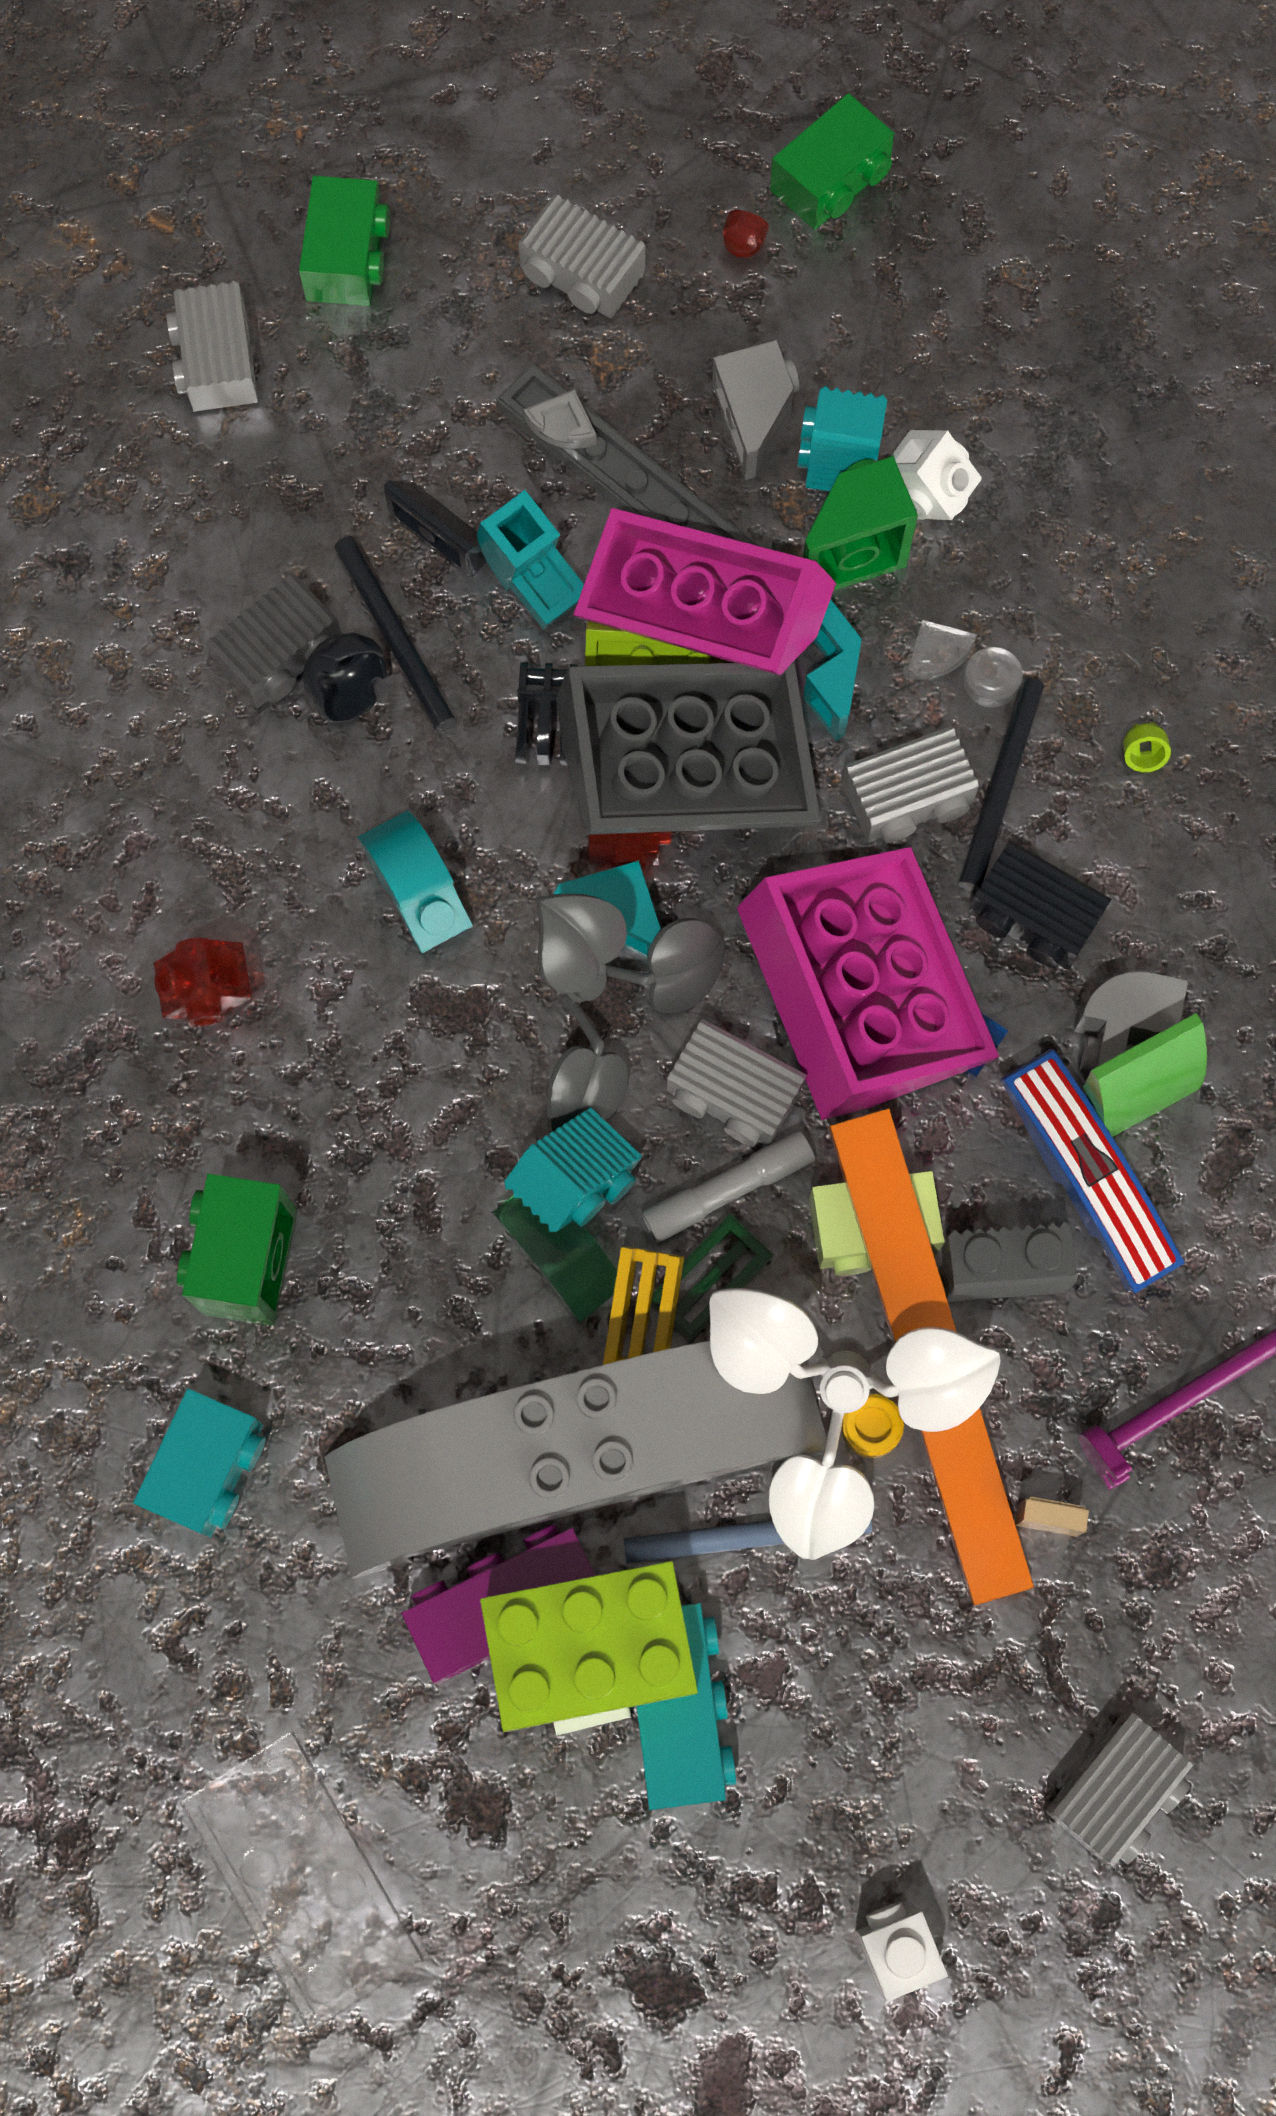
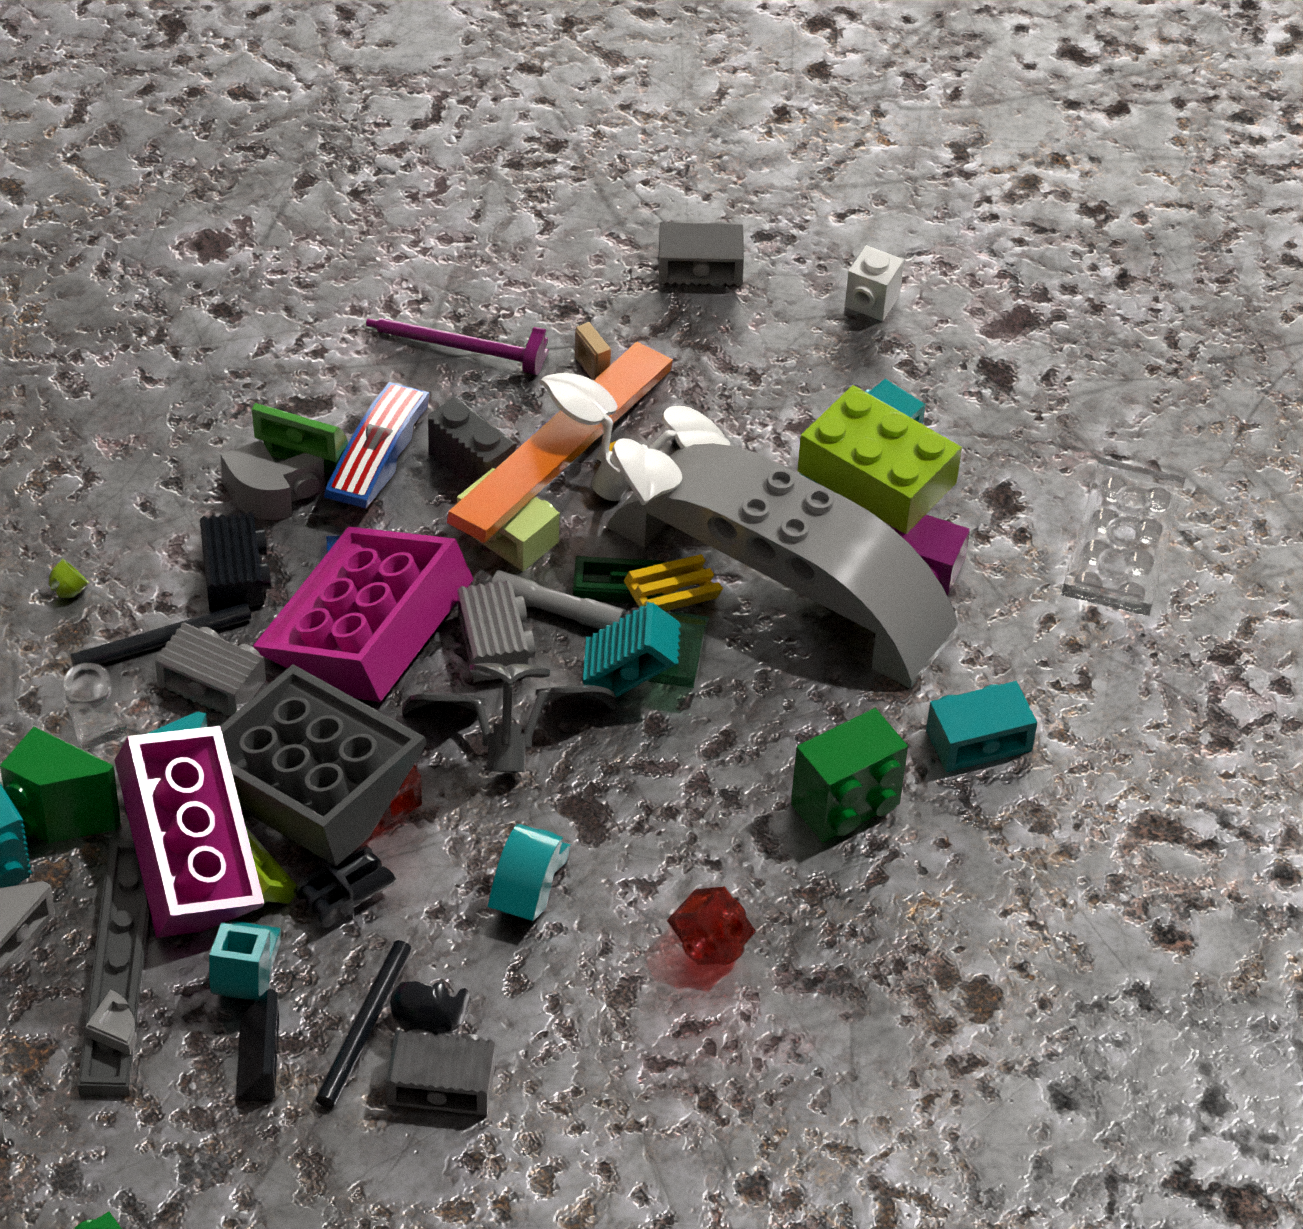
camera: 135 degrees left, 25 degrees down
(628, 892) = (443, 761): teal slope -> none

